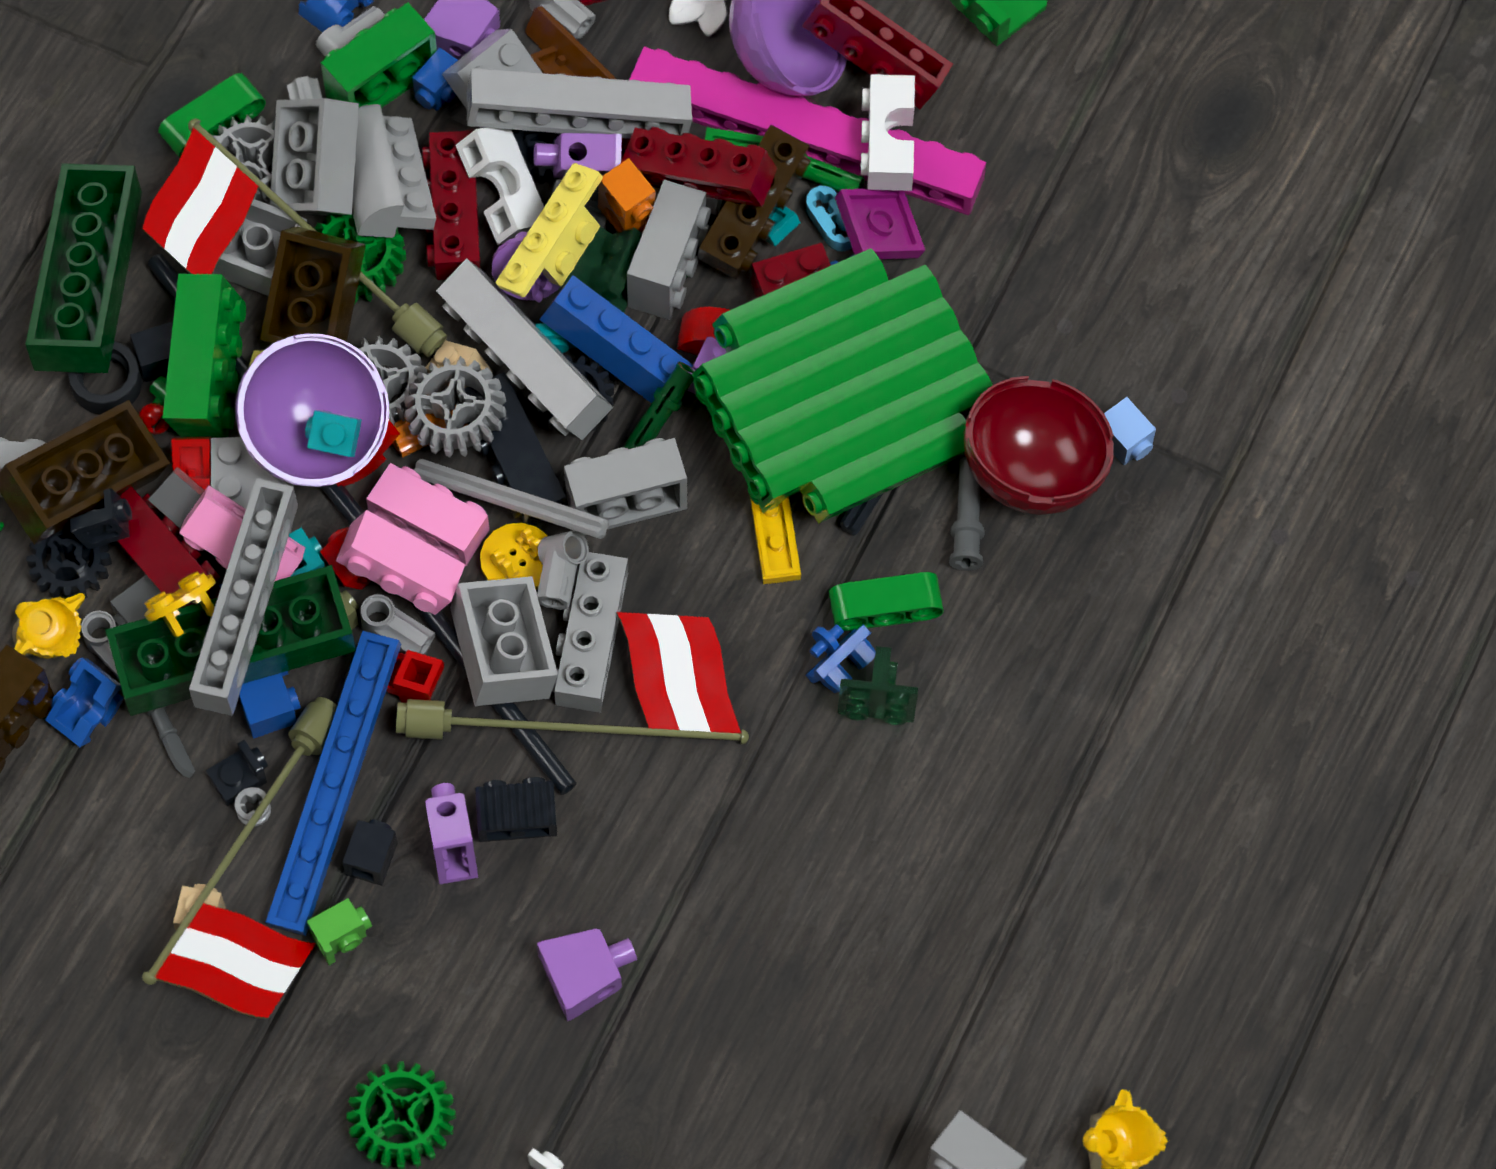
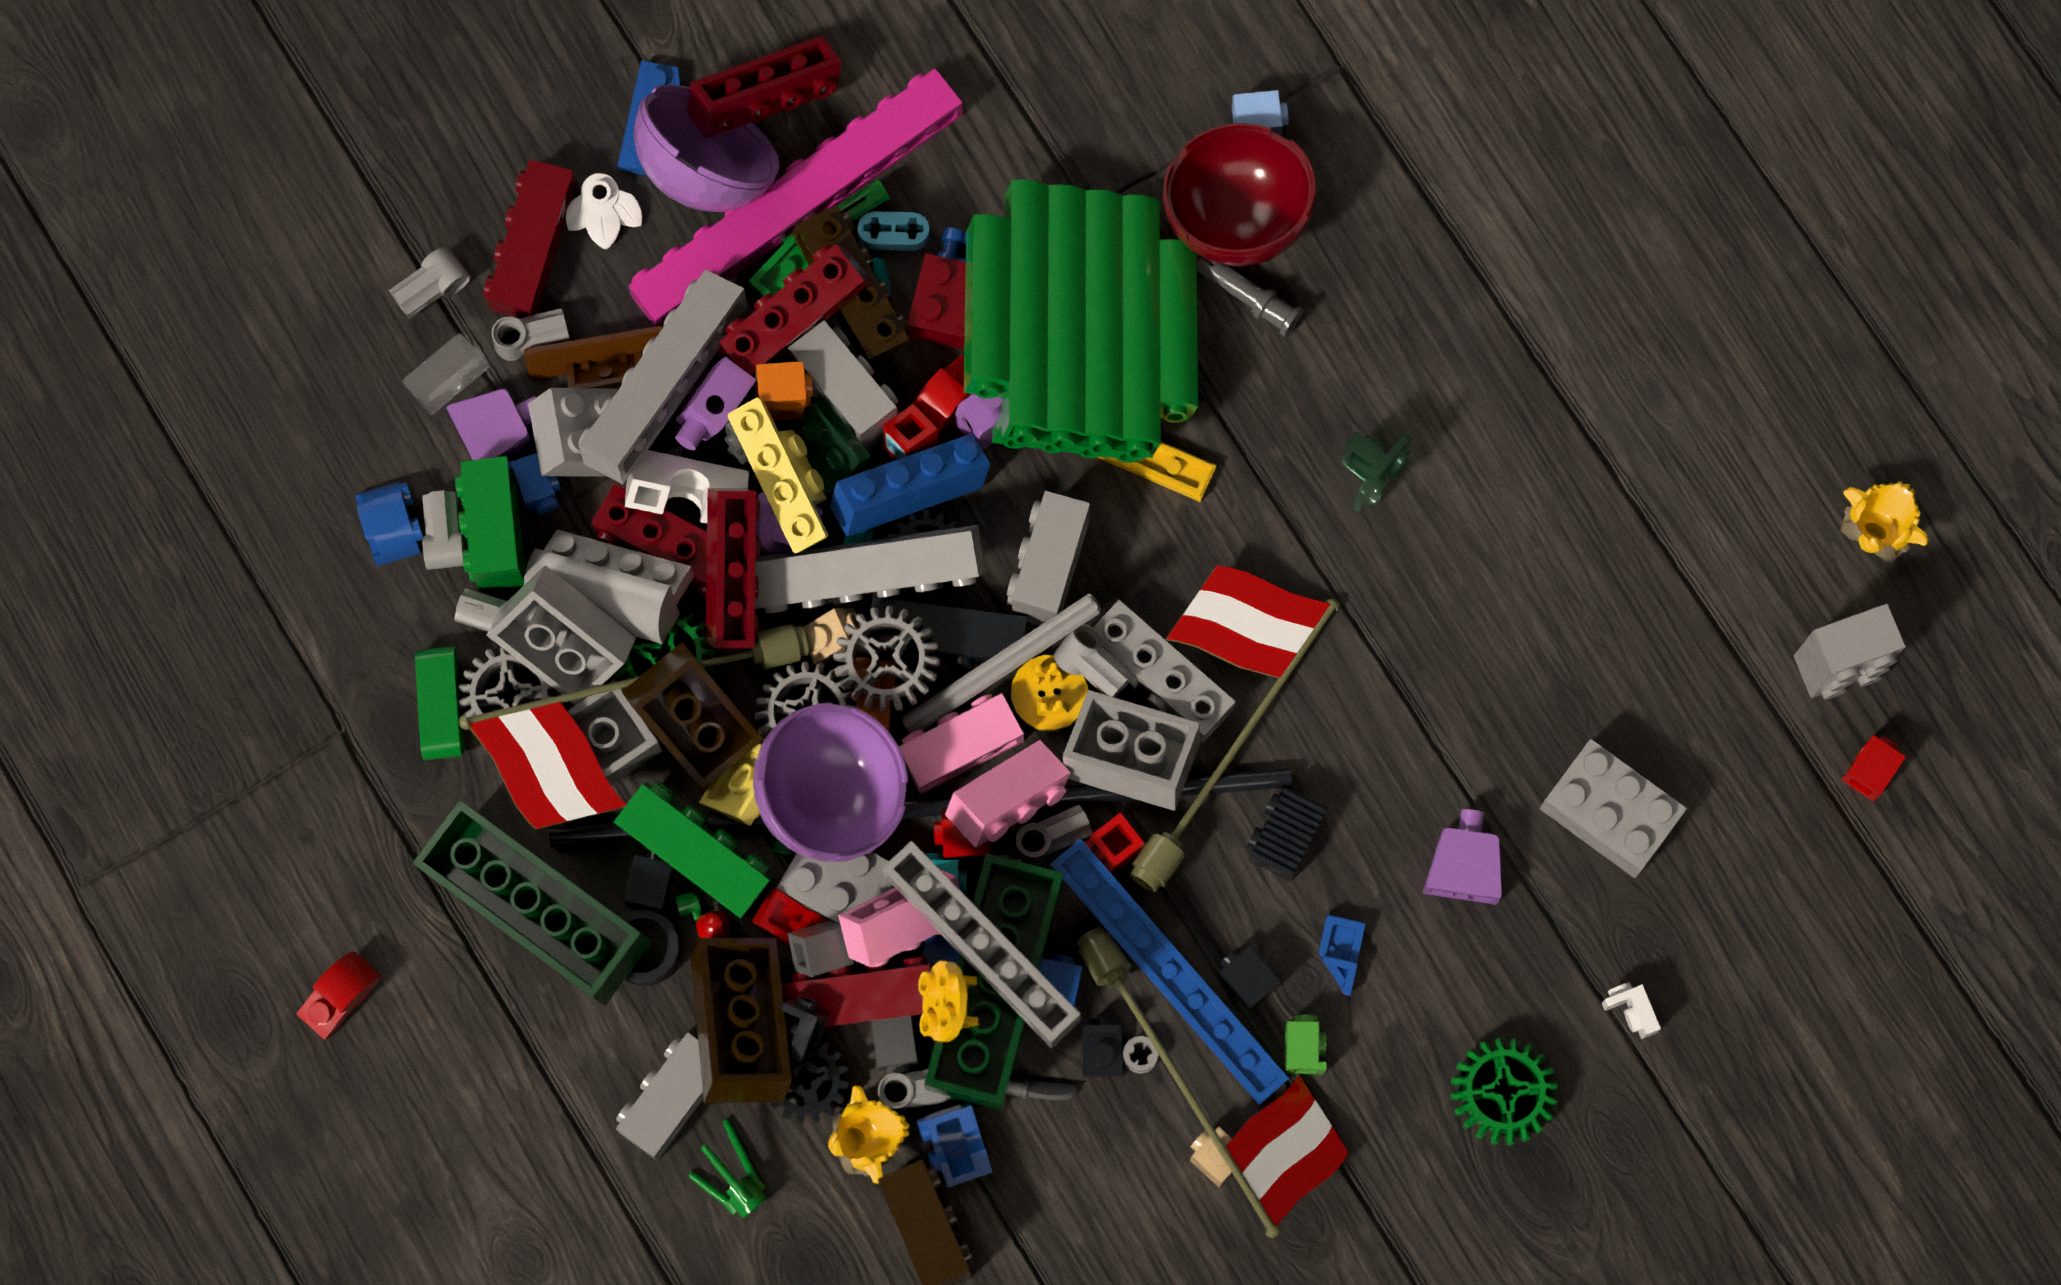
camera: 55 degrees left, 10 degrees up
(333, 433) = (855, 778): teal bracket -> none
(445, 915) = (1341, 949): none -> blue slope
(450, 243) = (731, 567): none -> dark red brick
(451, 834) = (1289, 908): medium lavender torso -> none
(663, 318) = (909, 433): none -> red brick
(666, 401) = (996, 478): dark green pin -> none
(709, 1061) = (1612, 808): none -> light grey brick
(853, 645) = (1309, 480): blue hips -> none
(880, 222) = (931, 194): magenta plate -> none
(886, 601) = (1287, 410): green beam -> none
(888, 159) = (884, 150): white arch -> none

